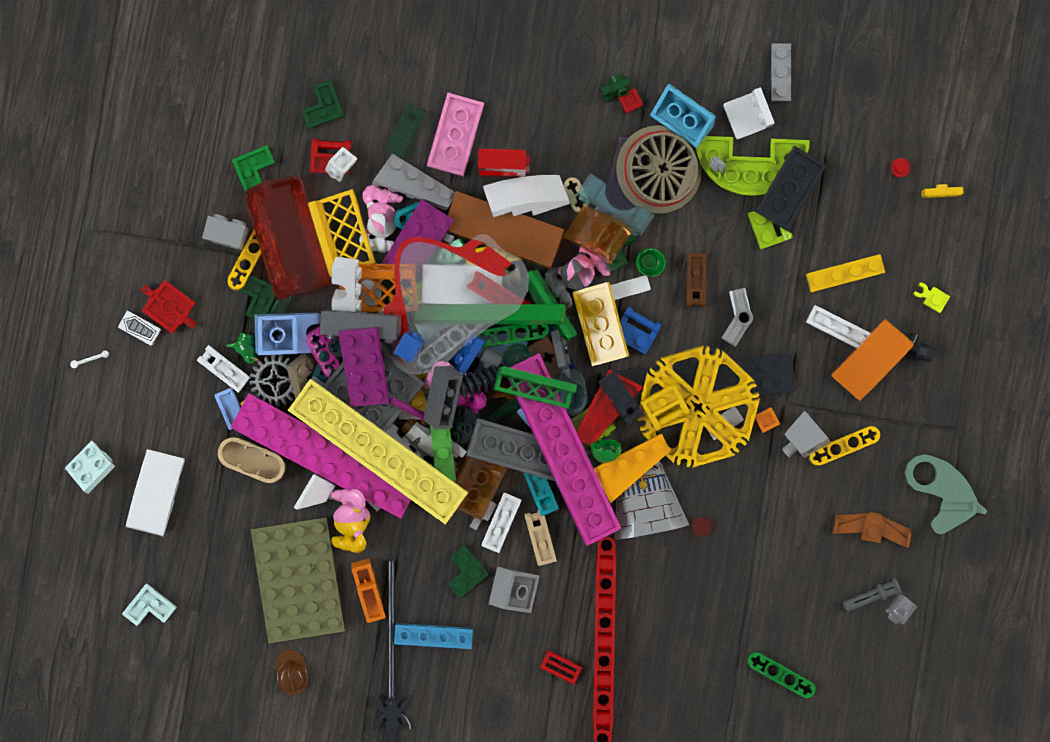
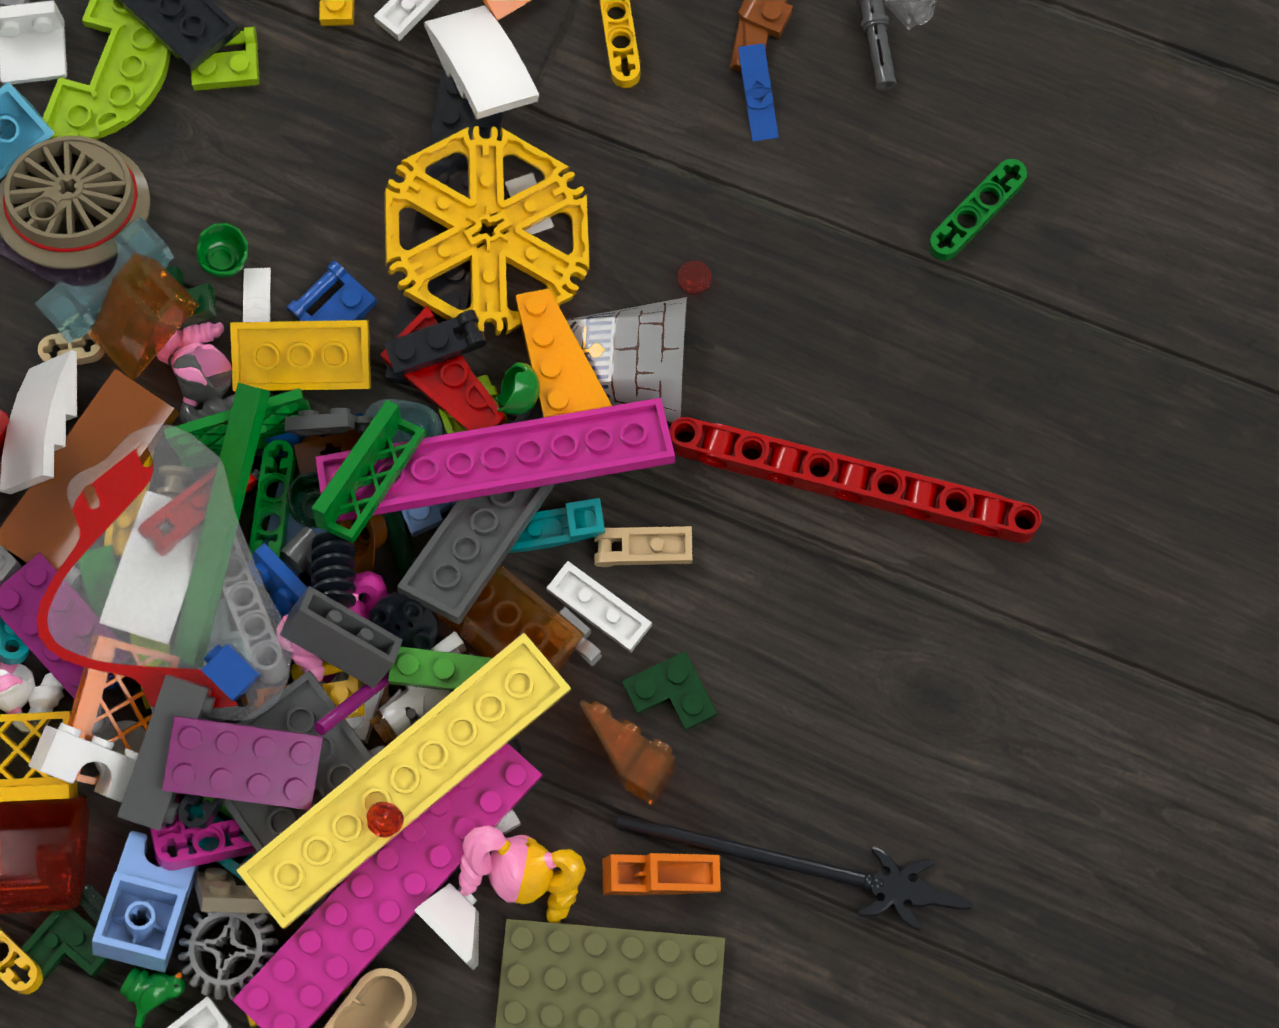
camera: 70 degrees left, 15 degrees down
(352, 448) = (384, 819): none -> clear red plate
(419, 565) = (637, 763): none -> clear orange slope
(433, 635) = (772, 773): dark azure brick -> none
(514, 590) = (723, 613): light grey slope -> none
(546, 660) = (863, 589): red tile -> none
(662, 401) = (460, 277): yellow plate -> none
(696, 279) = (275, 189): reddish brown plate -> none
(717, 164) = (92, 106): light grey plate -> none
(736, 328) = (374, 142): light grey piece -> none
(767, 420) = (542, 132): orange plate -> none
(800, 374) = (481, 61): none -> white slope
(804, 437) = (586, 76): light grey torso -> none
(822, 535) = (758, 92): none -> blue piece

